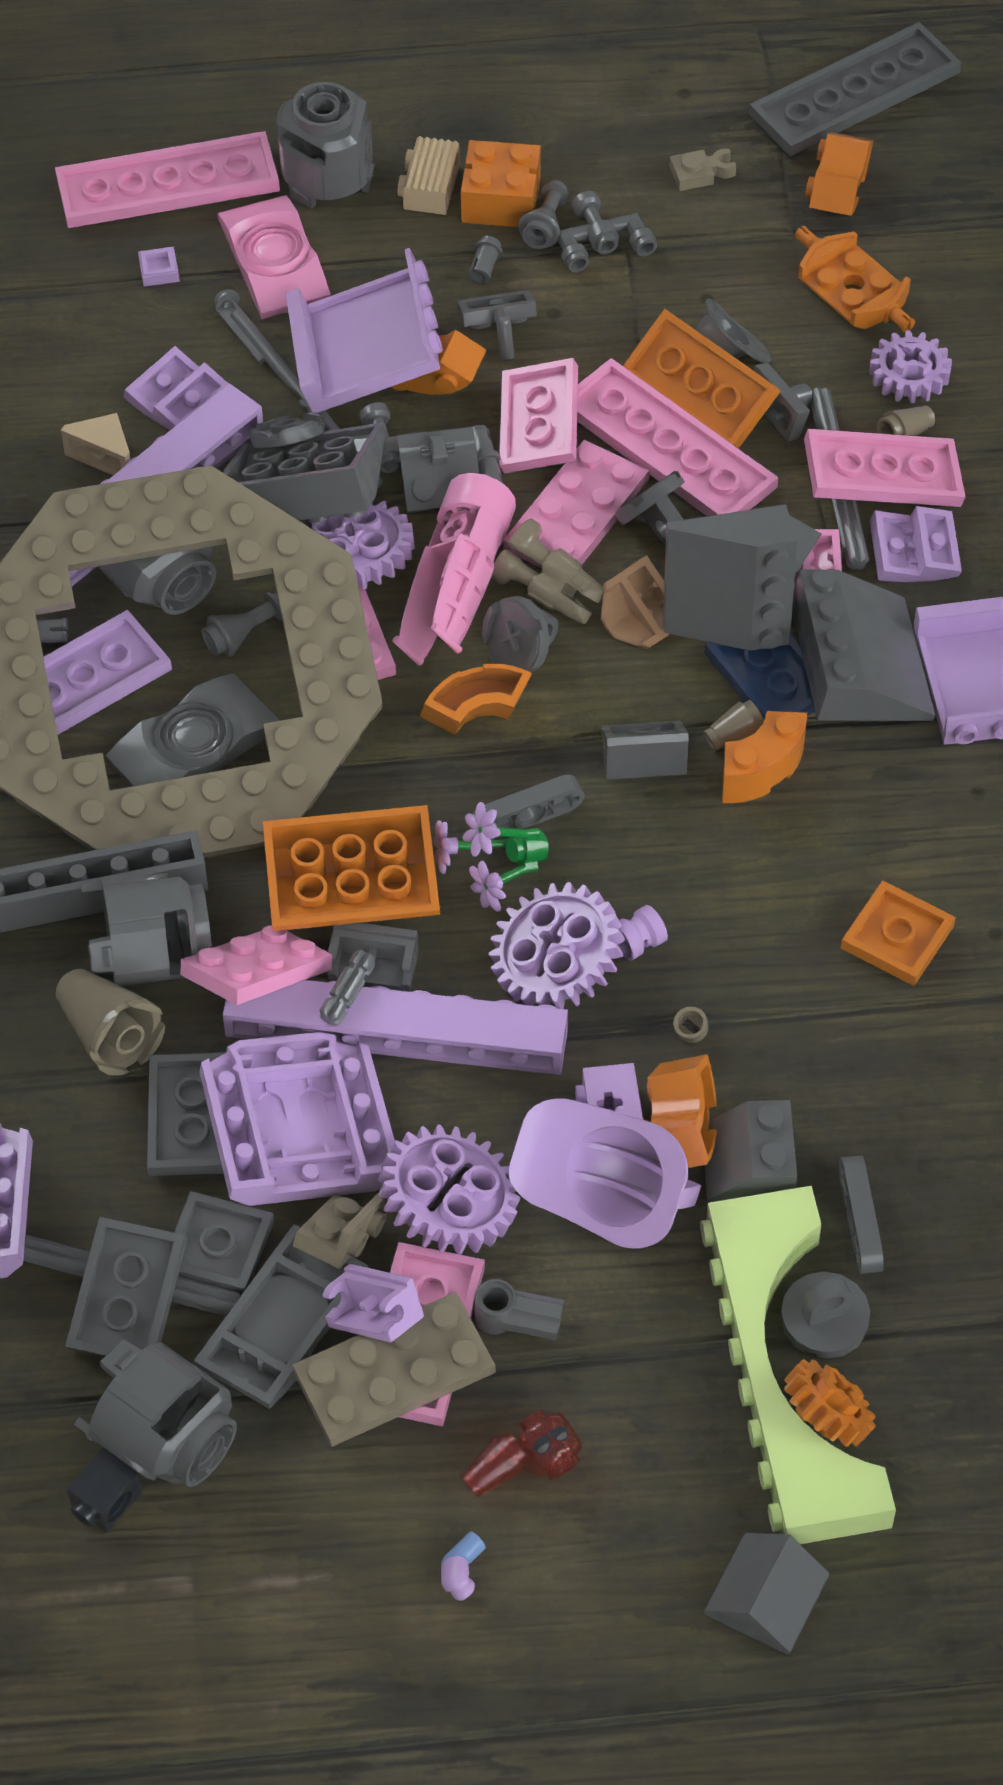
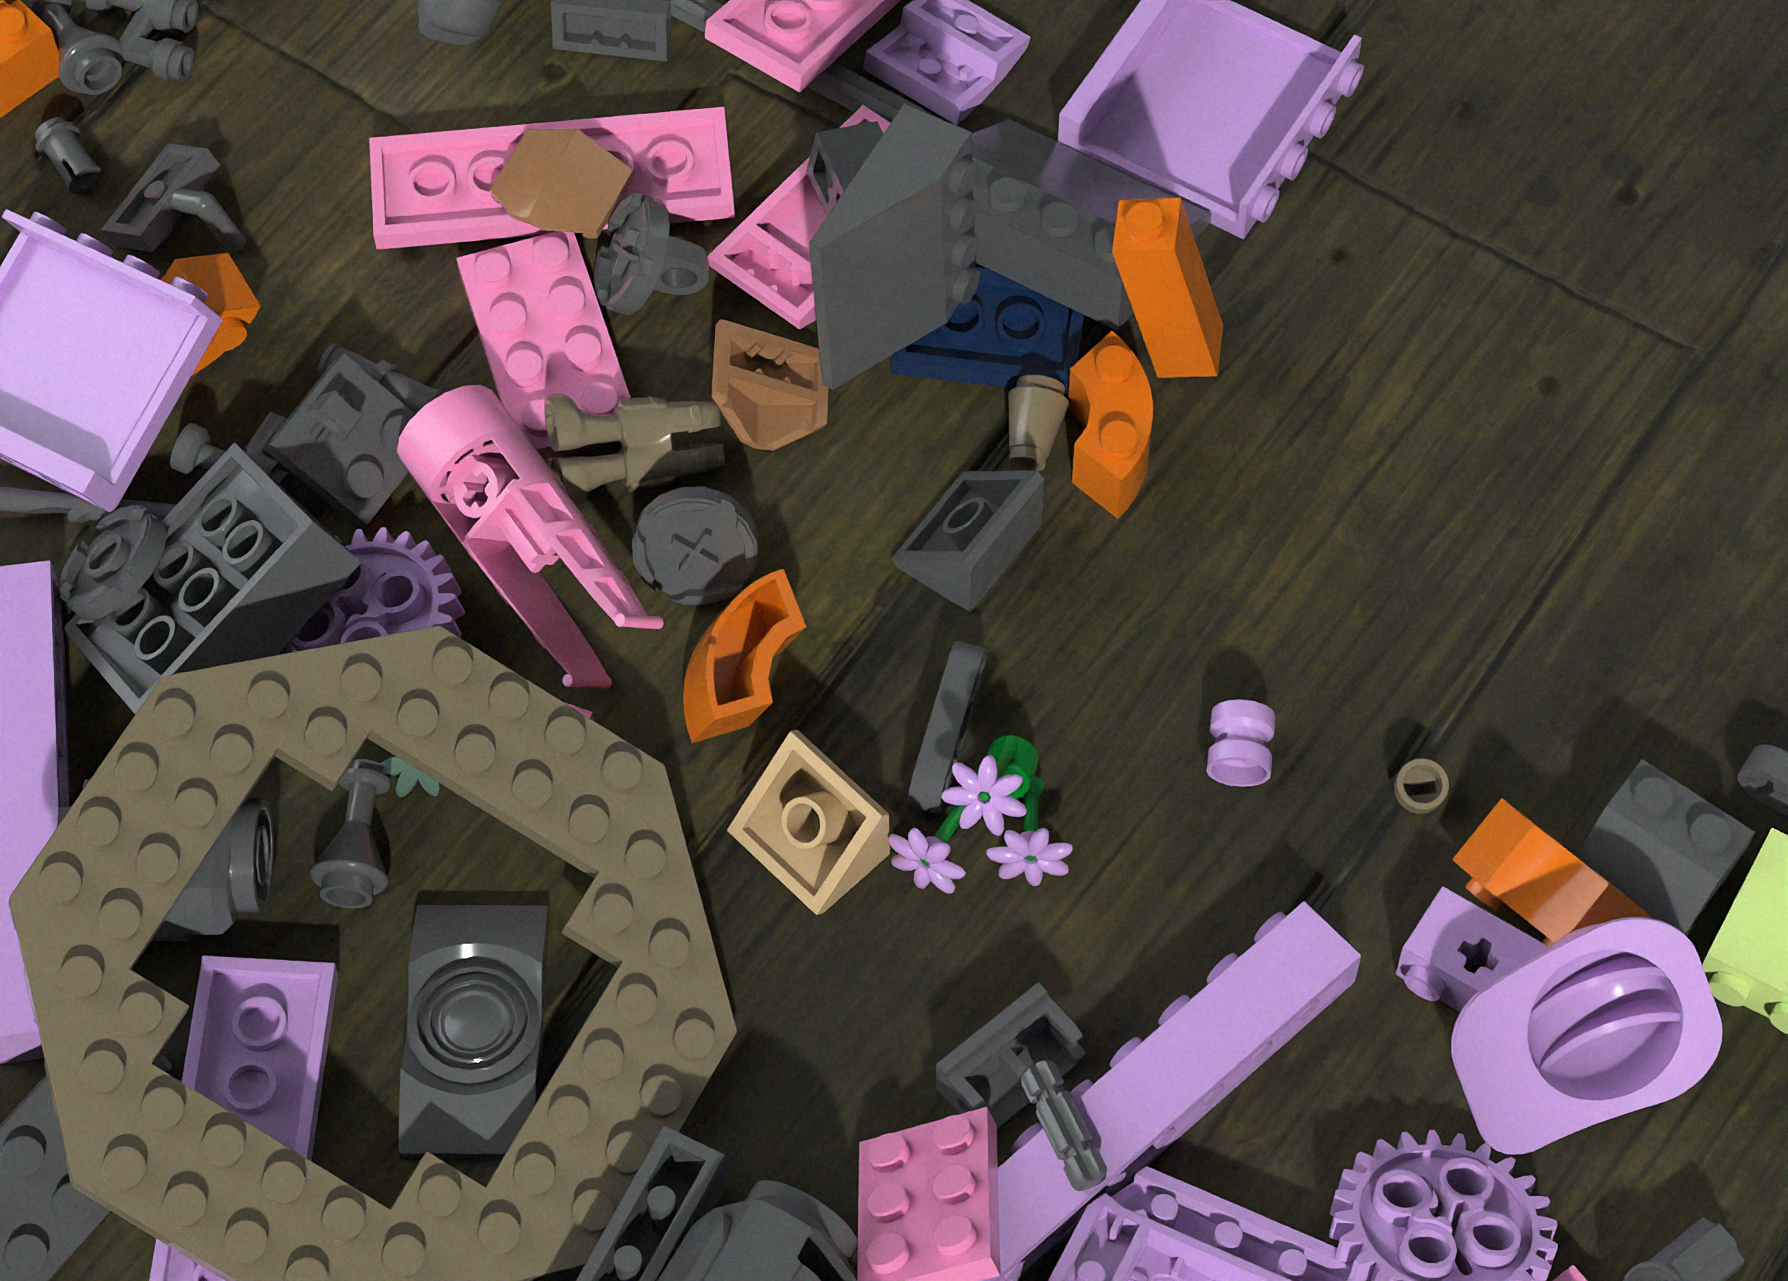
camera: 50 degrees left, 5 degrees up
(350, 868) = (879, 994): orange slope -> none
(422, 780) = (812, 825): none -> tan slope
(538, 415) = (381, 275): bright pink plate -> none
(556, 946) = (1137, 868): lavender gear -> none
(660, 445) = (562, 182): none -> medium nougat slope
(701, 378) = (503, 69): orange plate -> none
(844, 711) = (1168, 287): none -> orange brick
(898, 933) = (1476, 478): orange plate -> none

